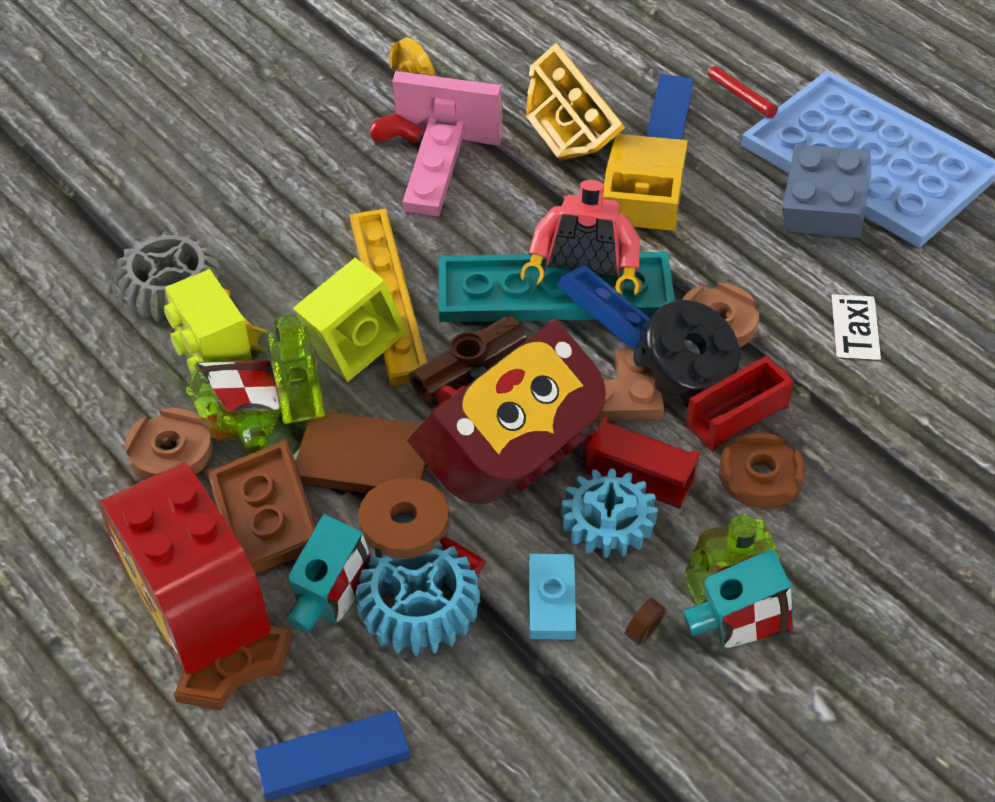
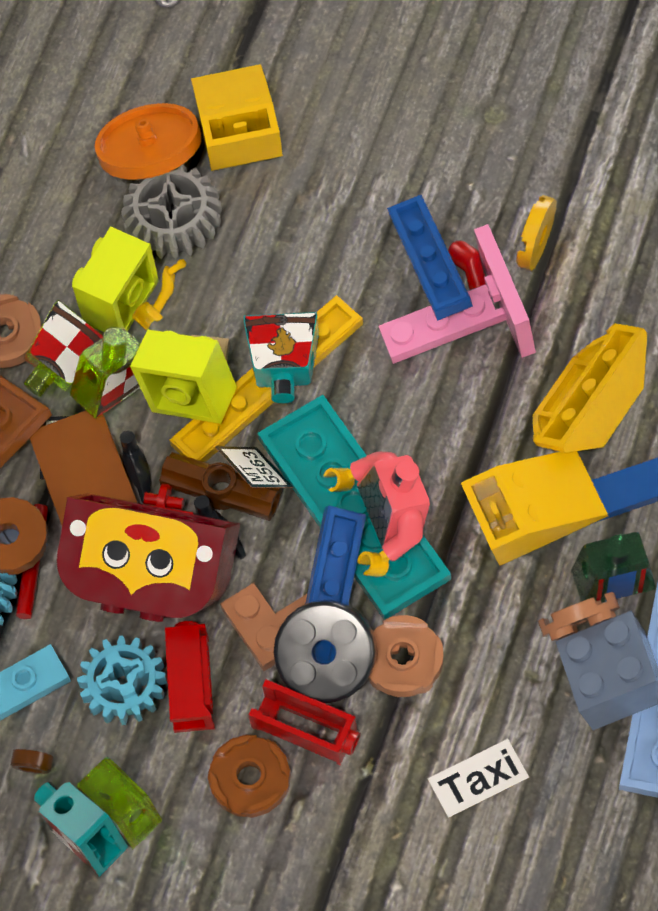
camera: 65 degrees right, 15 degrees up
(87, 256) = (148, 141): none -> orange piece
(125, 195) = (237, 117): none -> yellow slope
(372, 142) = (429, 257): none -> blue tile
(376, 409) = (135, 463): none -> black bar
(385, 250) = (282, 351): none -> torso
(471, 324) = (254, 467): none -> sticker
(740, 143) = (613, 566): none -> clear green torso
(768, 191) = (567, 619): none -> nougat plate

